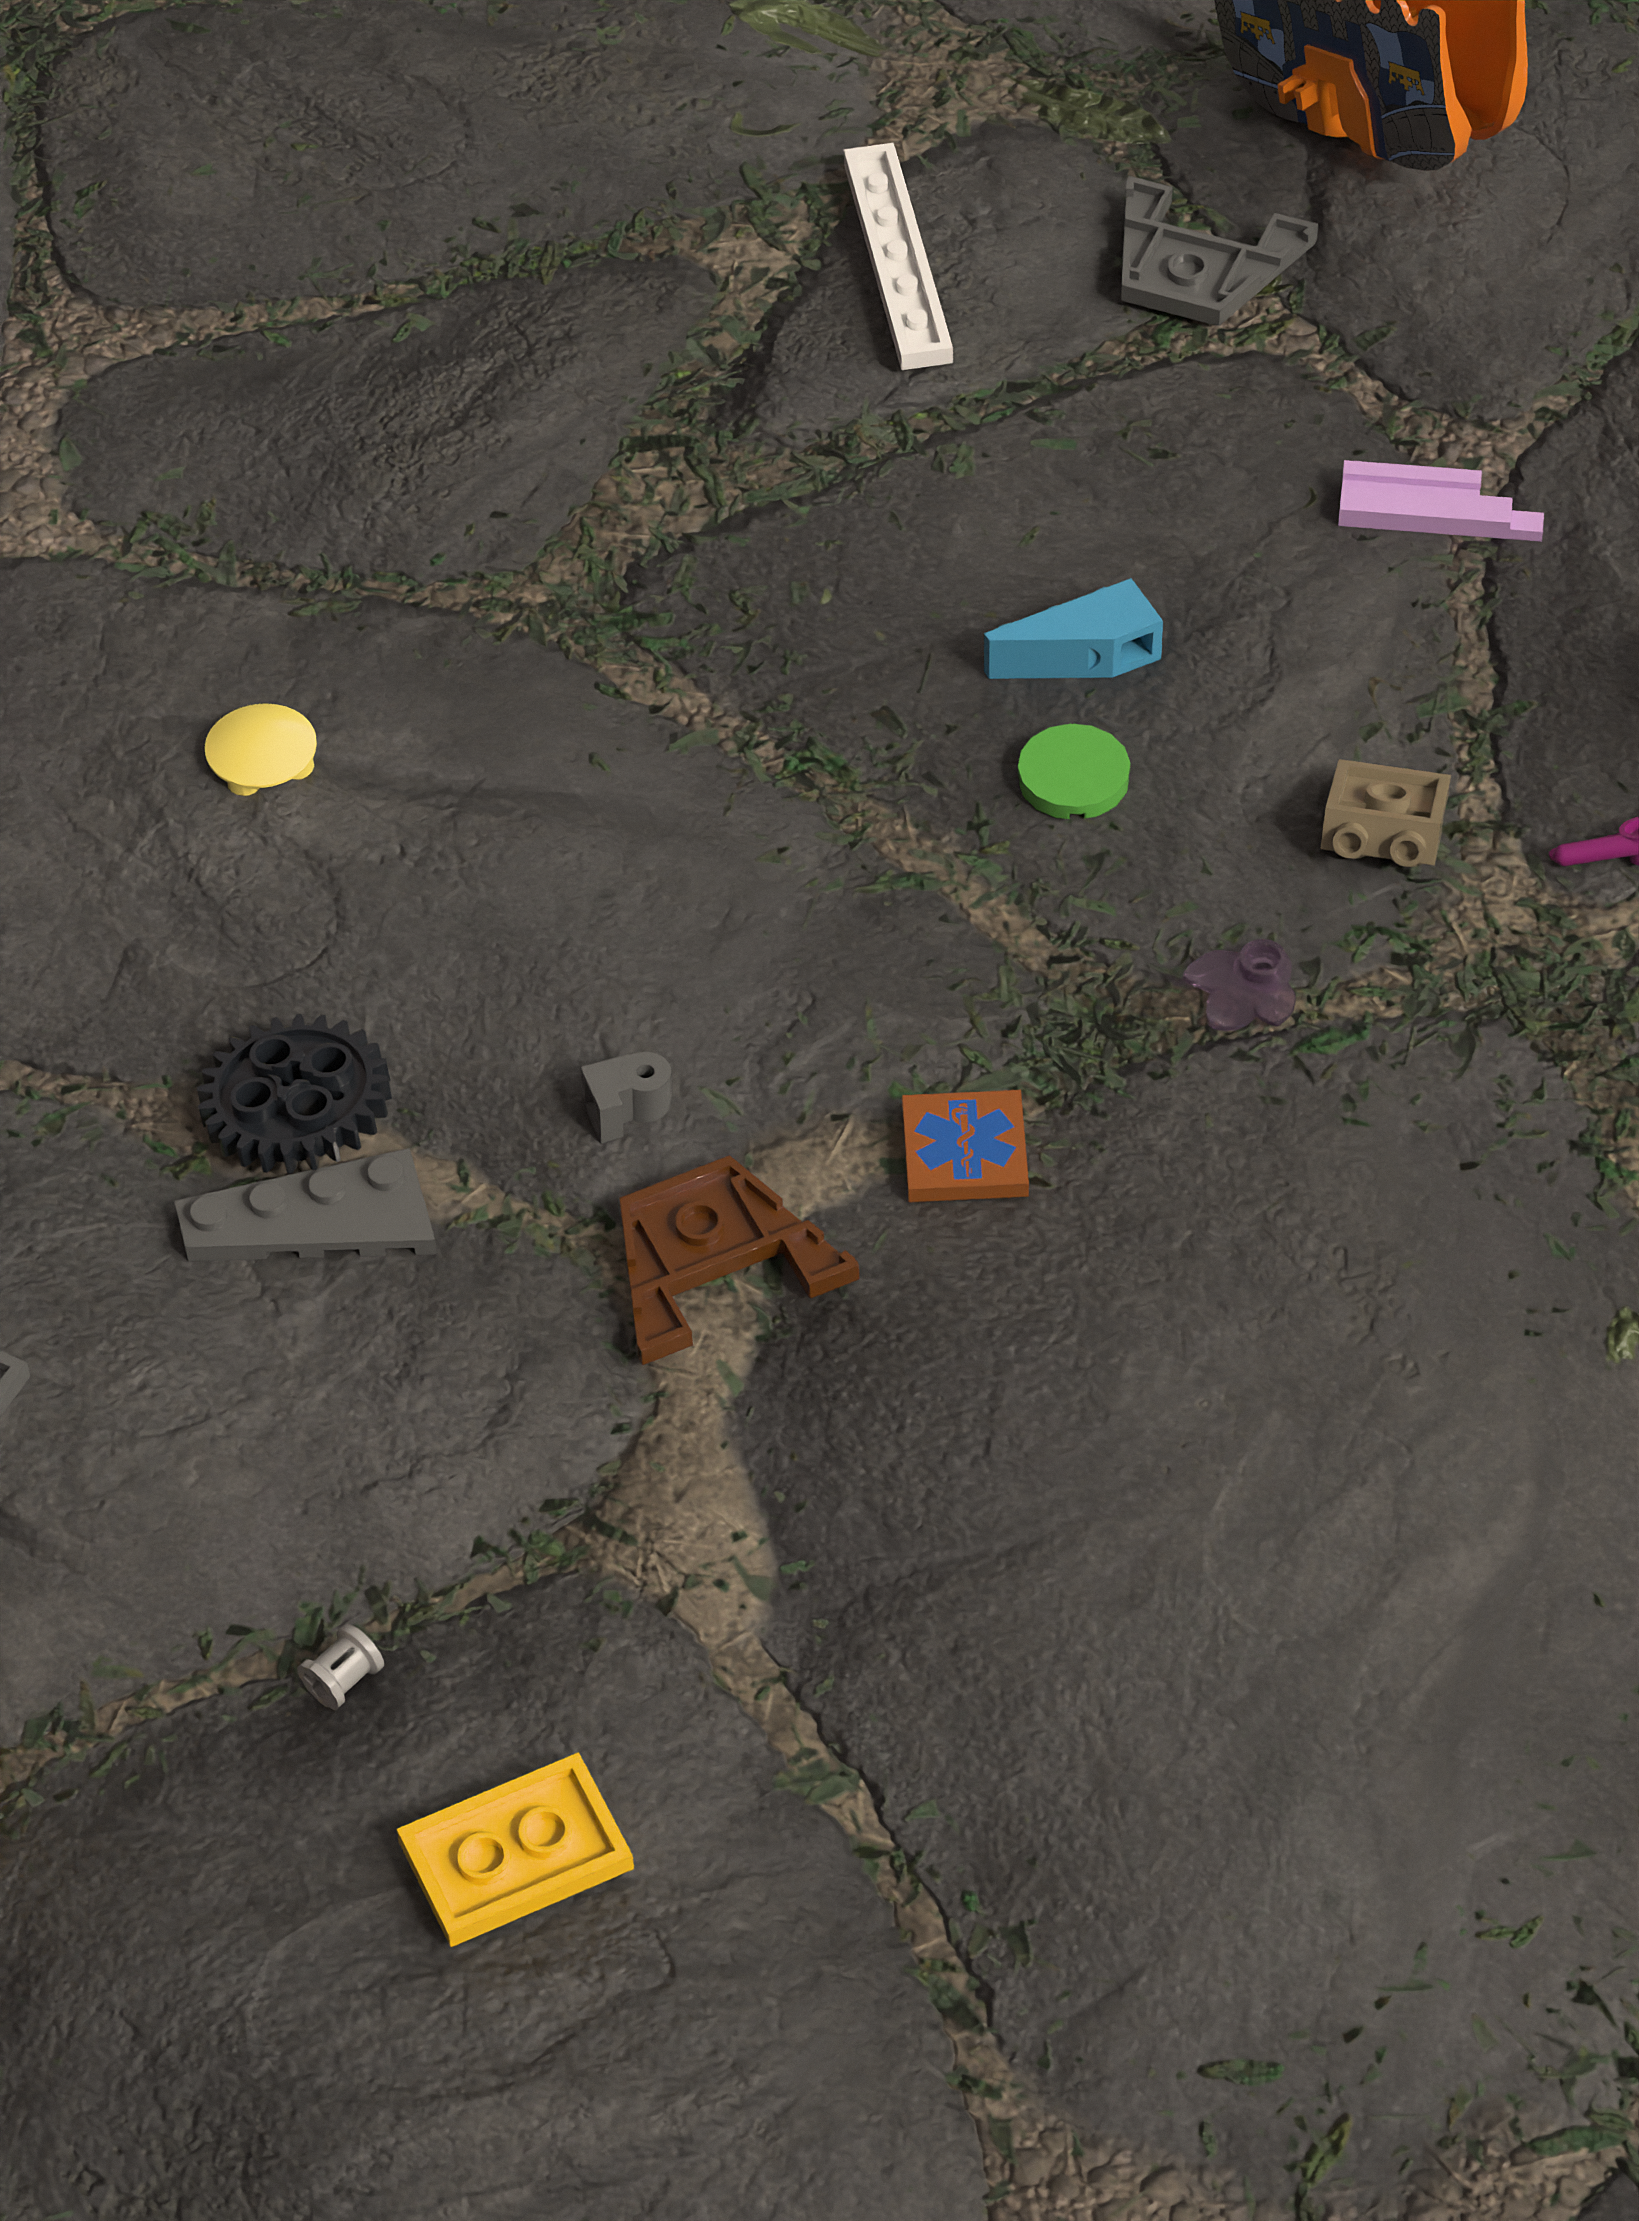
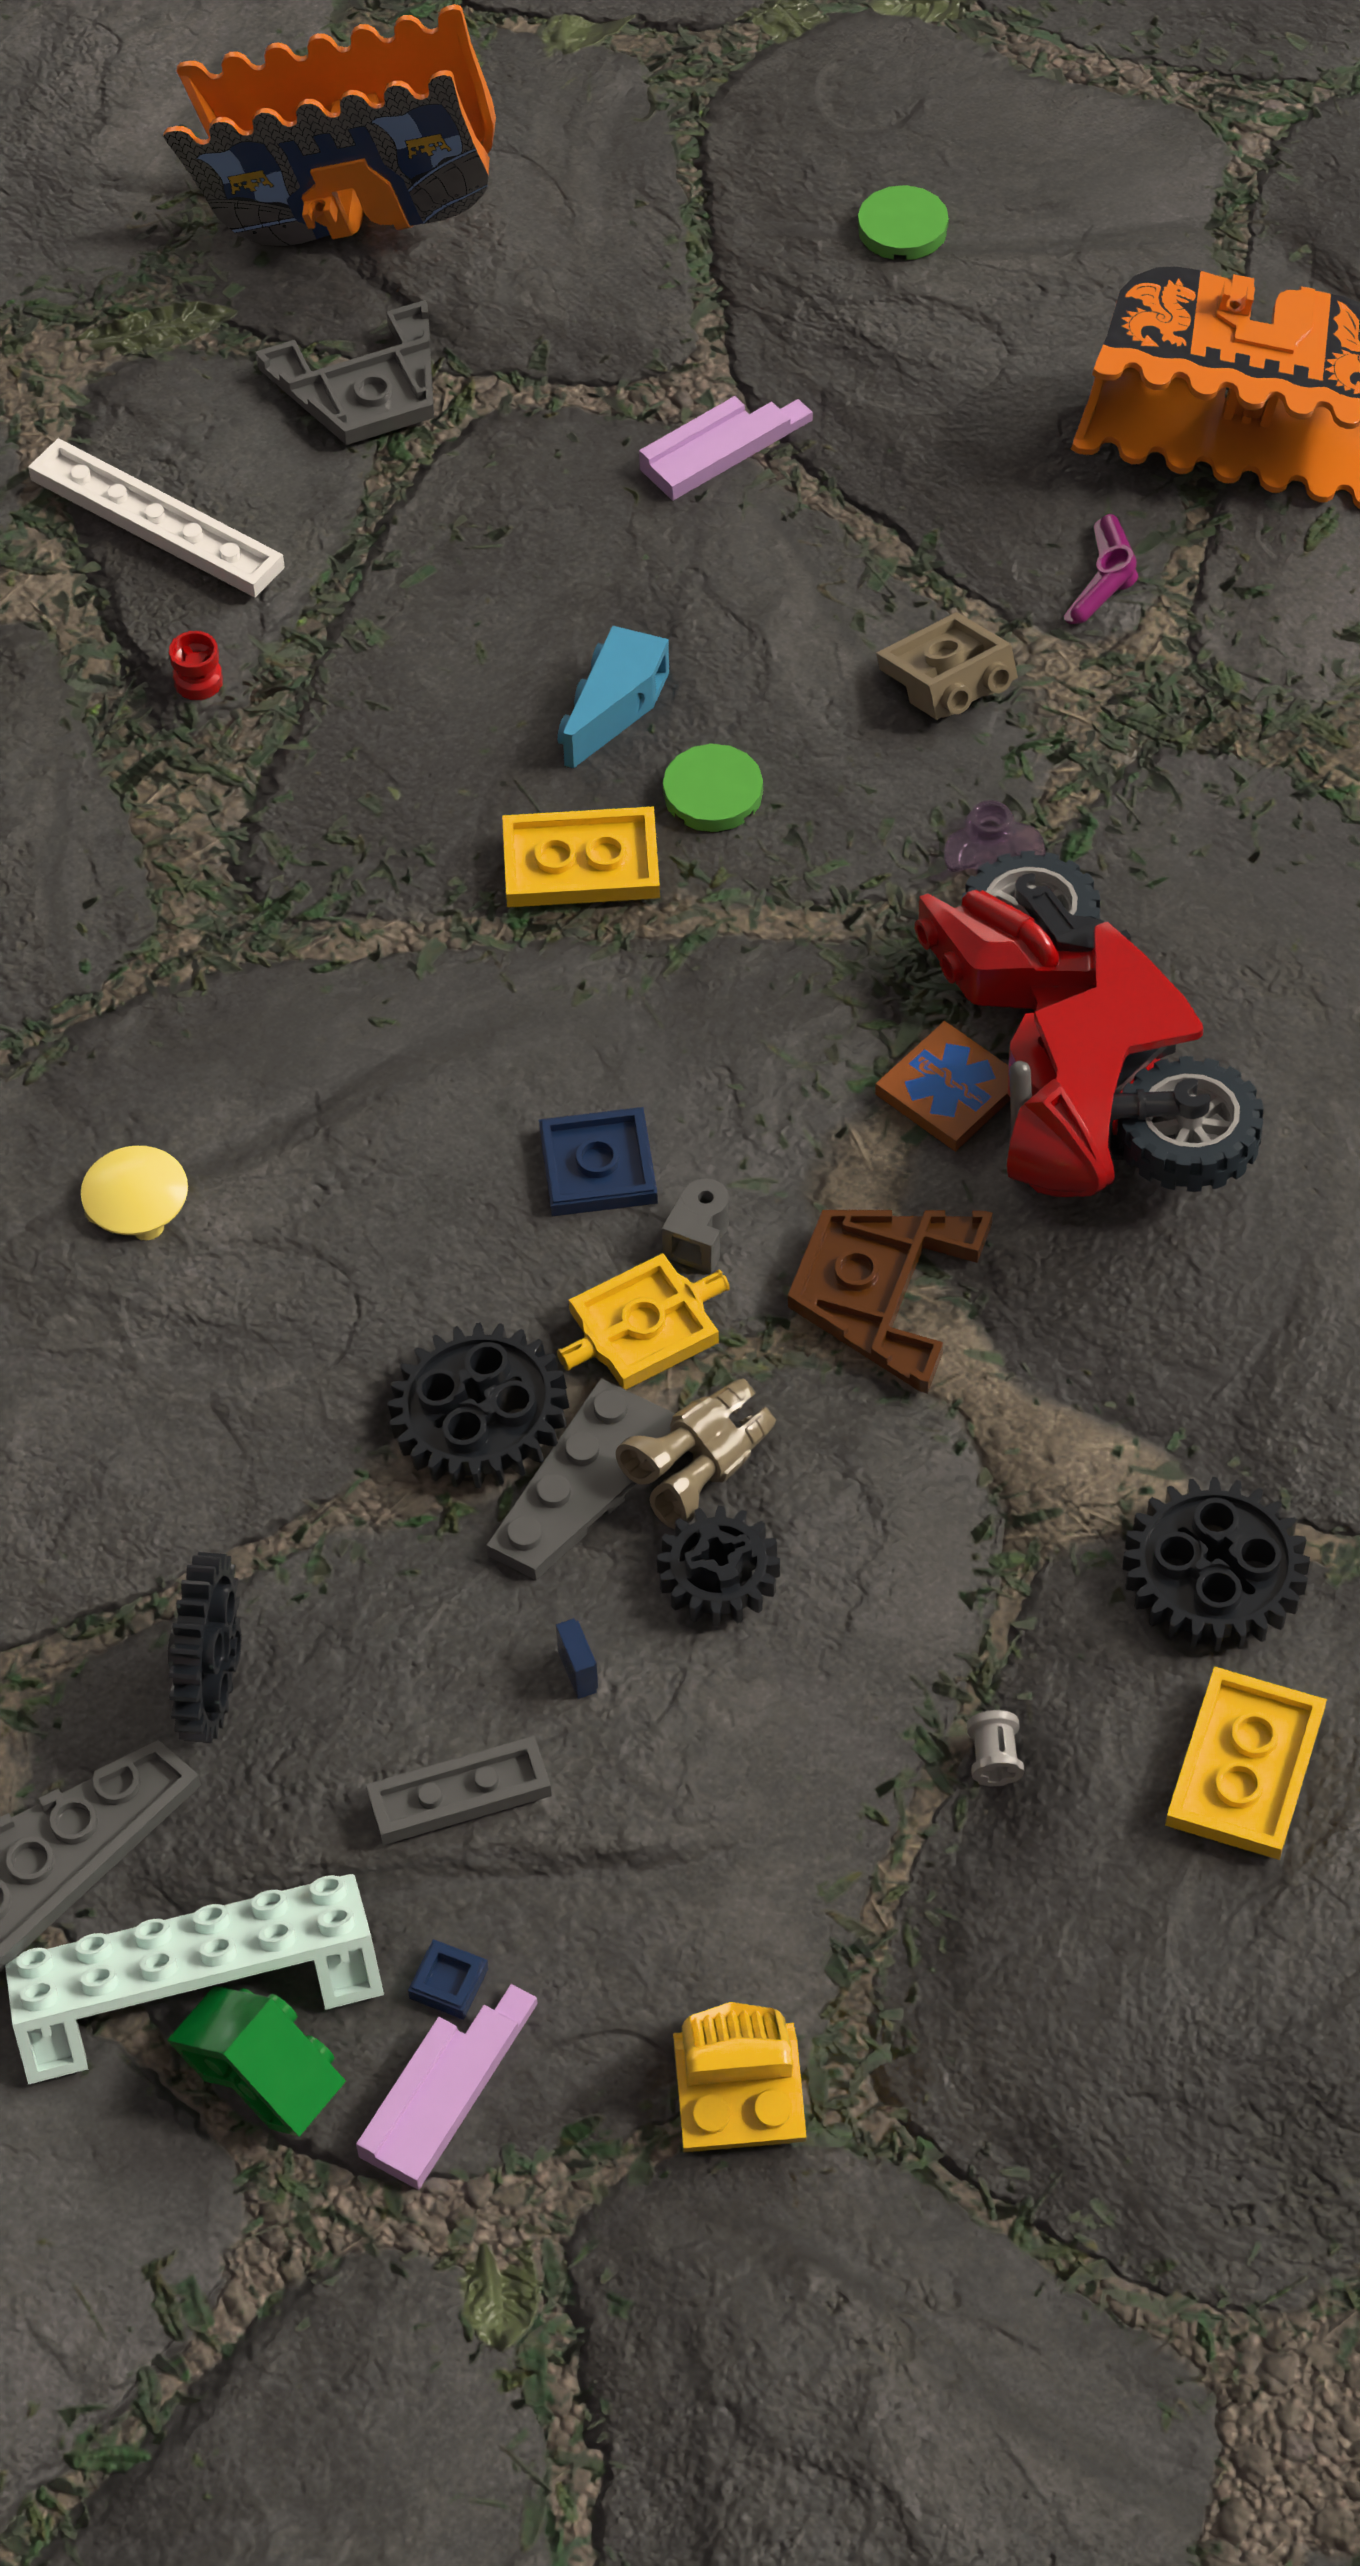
camera: 45 degrees left, 5 degrees up
(128, 1334) = (577, 1658): none -> dark blue tile
(313, 1355) = (712, 1587): none -> black gear
(426, 1258) = (711, 1438): none -> dark tan piece
(493, 1132) = (643, 1321): none -> yellow plate
(619, 989) = (597, 1161): none -> dark blue tile
(626, 1677) = (1215, 1563): none -> black gear
(783, 387) = (195, 665): none -> red wheel
(895, 746) = (580, 857): none -> yellow plate
(1088, 1199) = (1090, 1054): none -> red piece

